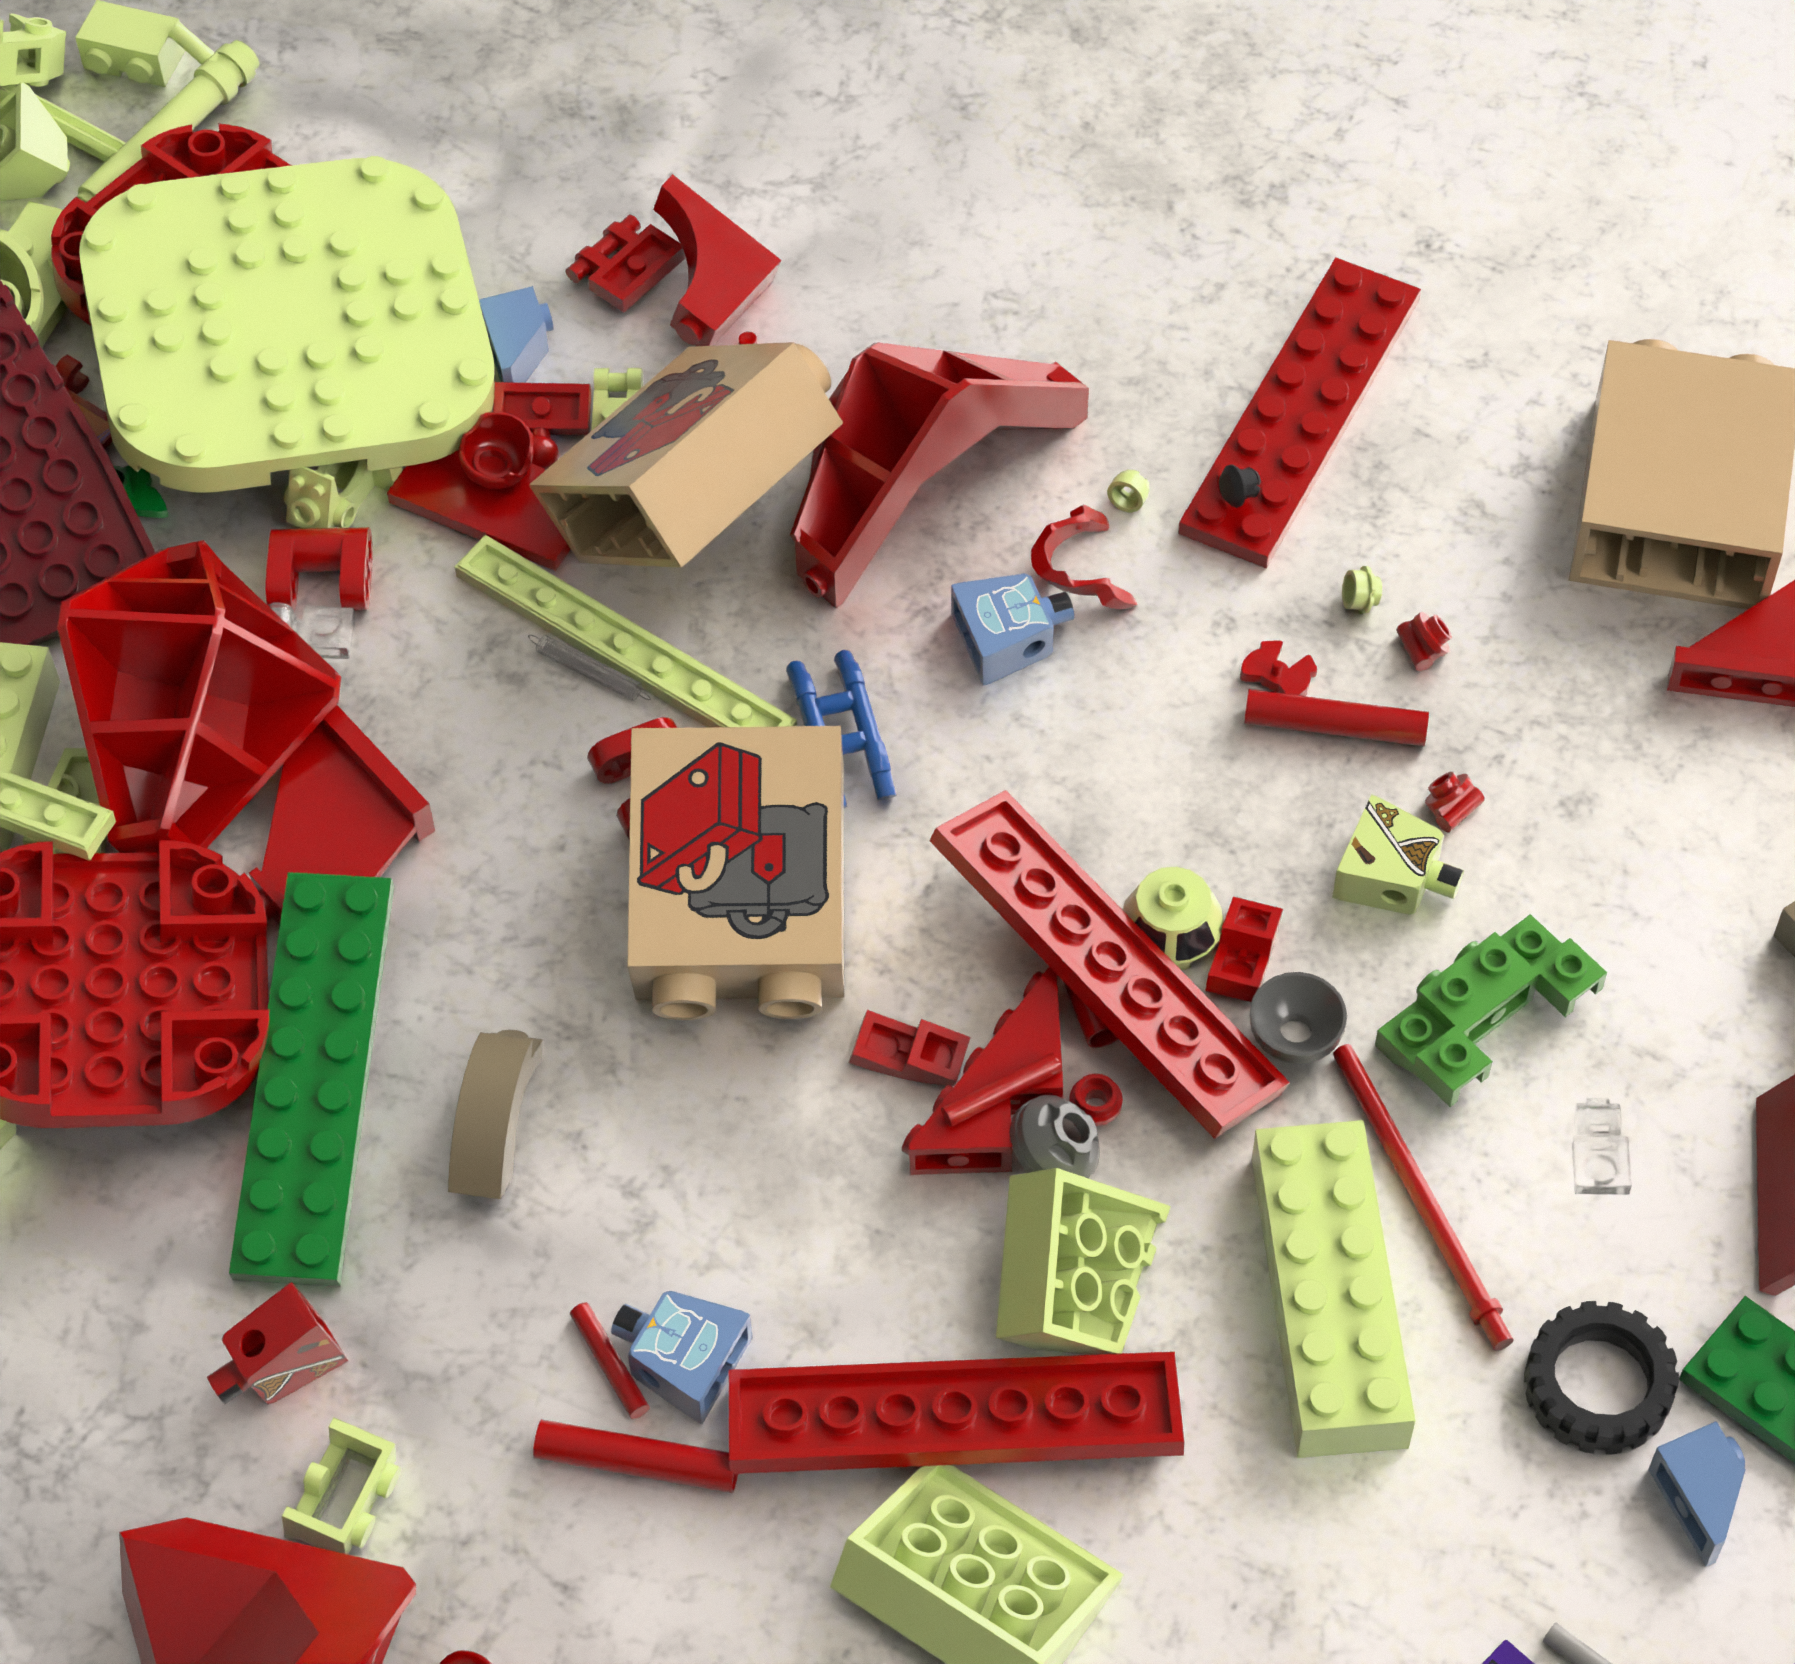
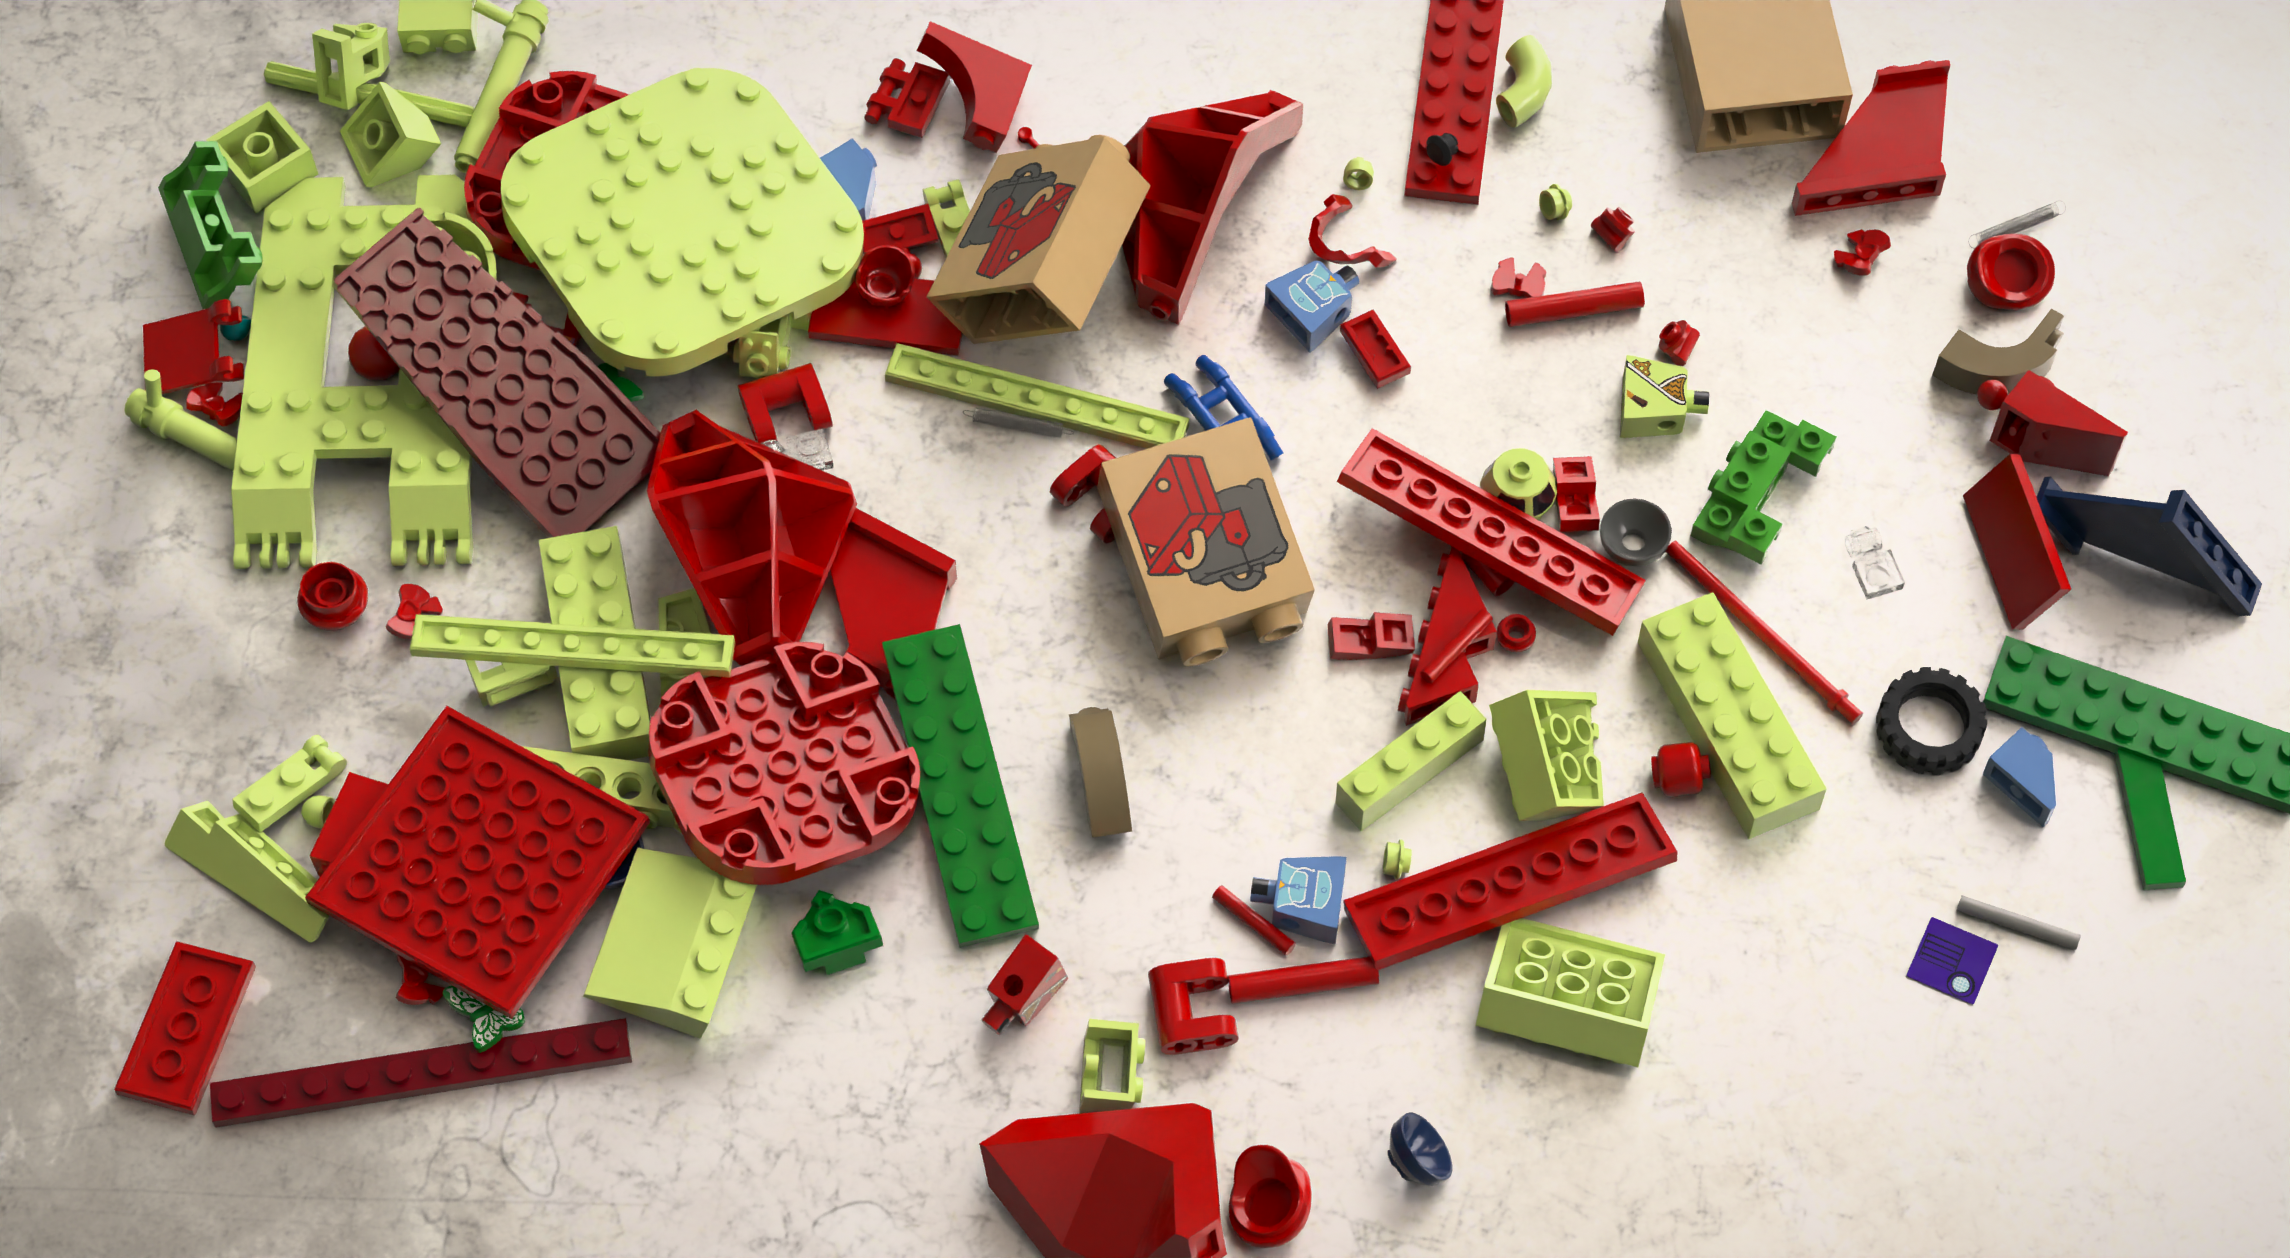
camera: 20 degrees left, 5 degrees up
(83, 1214) = (835, 934): none -> green plate
(448, 1462) = (1173, 1012): none -> red connector
(821, 1339) = (1396, 859): none -> yellowish green plate
(889, 1219) = (1410, 761): none -> yellowish green brick
(1041, 1140) = (1496, 671): dark grey piece -> none
(1062, 702) = (1375, 349): none -> red plate
(1236, 1337) = (1680, 769): none -> red head
(1386, 442) = (1531, 84): none -> yellowish green cylinder
(1744, 753) = (1867, 249): none -> red piece

